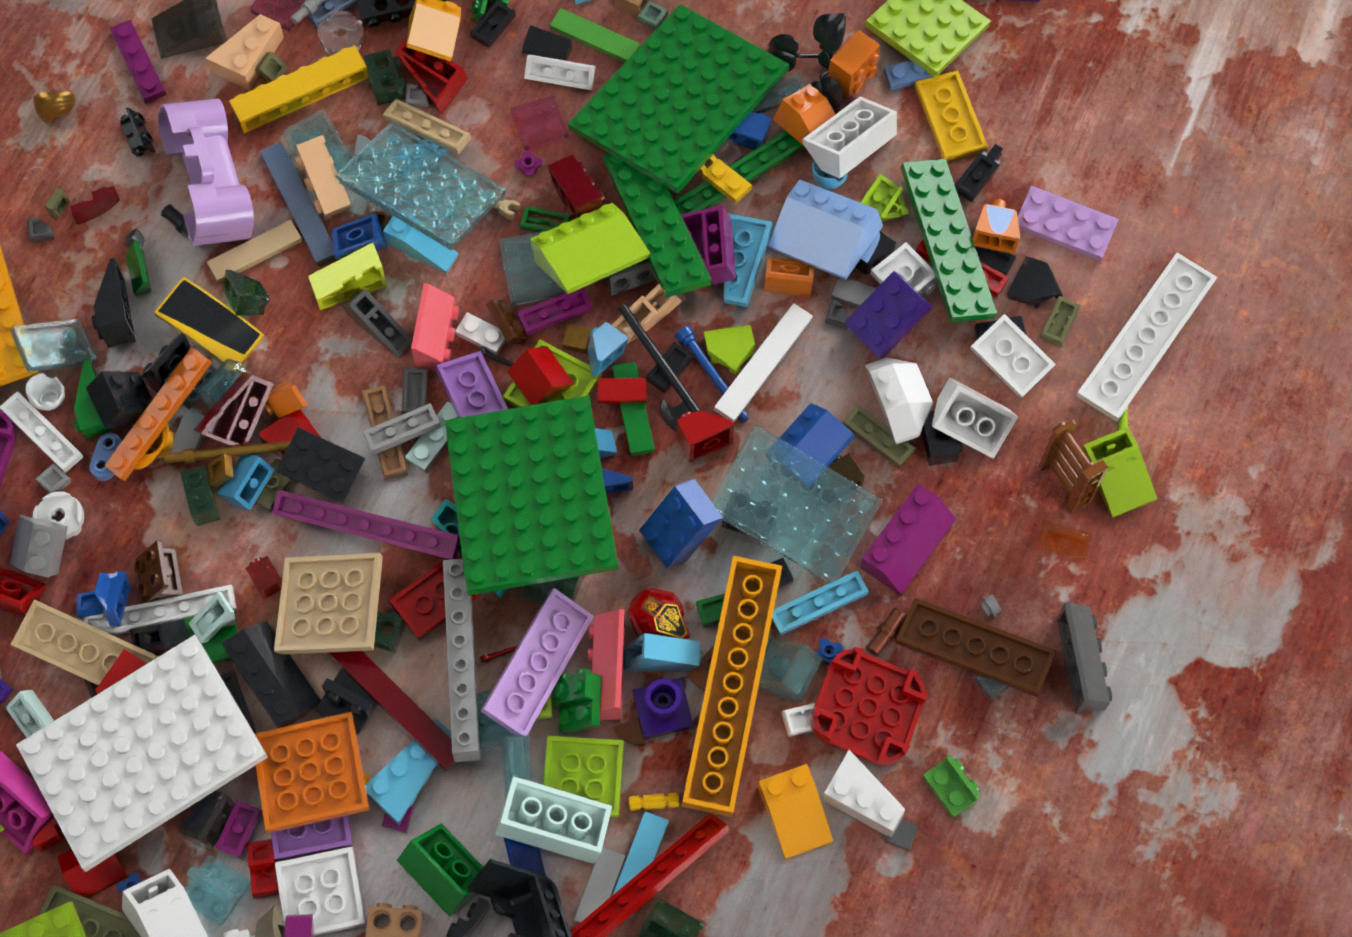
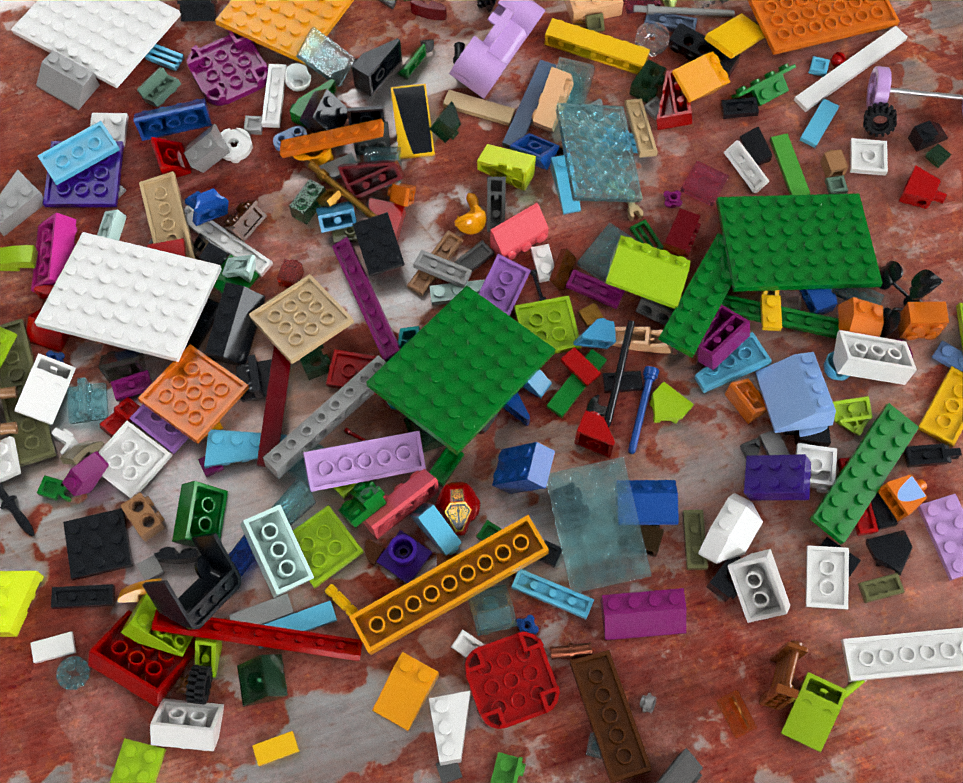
camera: 50 degrees right, 0 degrees up
(375, 356) = (474, 220): none -> light orange piece
(539, 375) = (545, 313): red slope -> none
(604, 592) = (446, 466): none -> green tile
(763, 363) = (676, 431): white tile -> none

